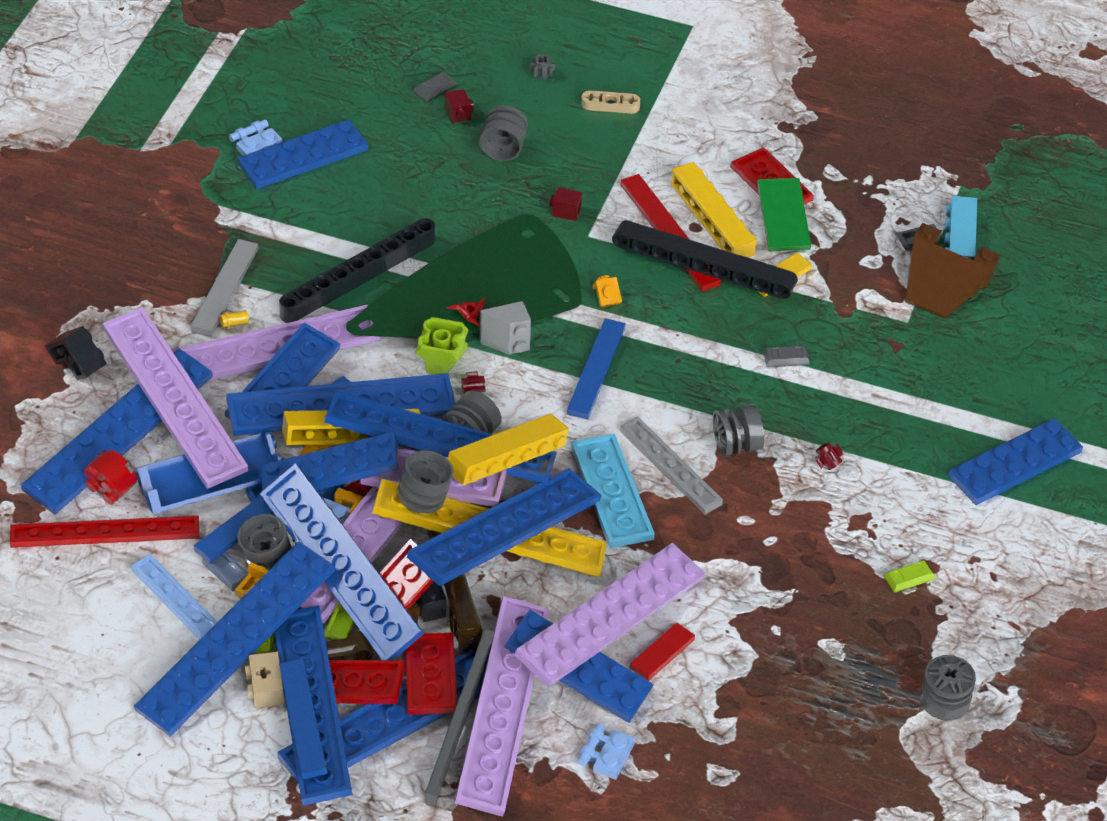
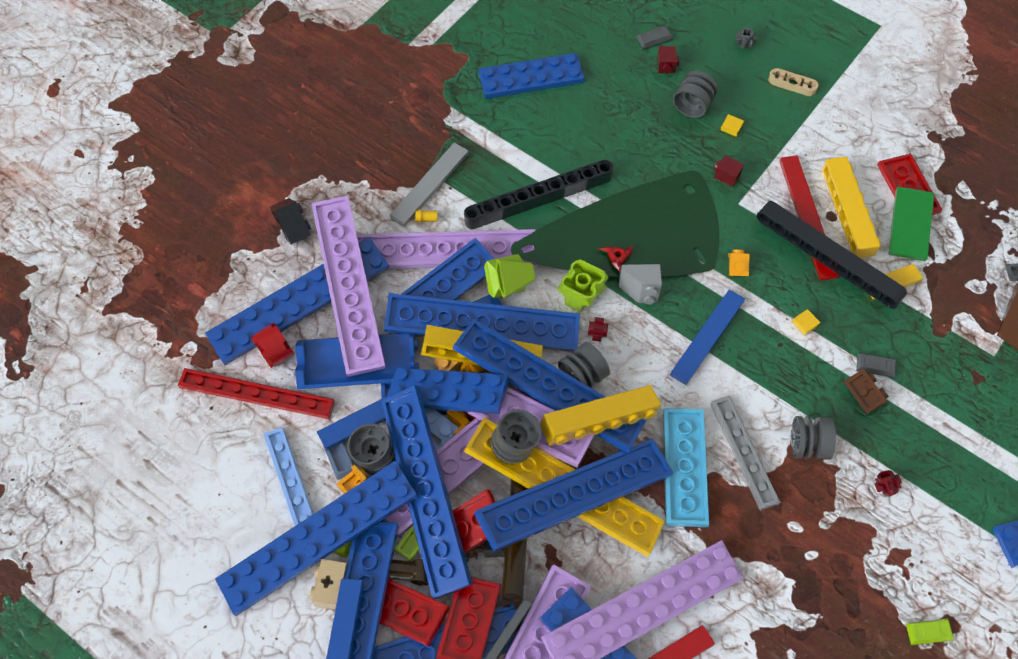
camera: 20 degrees right, 15 degrees up
(259, 141) = (501, 57): light blue plate -> none
(355, 351) = (508, 275): none -> lime piece
(555, 159) = (732, 125): none -> yellow tile
(699, 332) = (806, 322): none -> yellow tile
(781, 380) = (866, 392): none -> reddish brown bracket

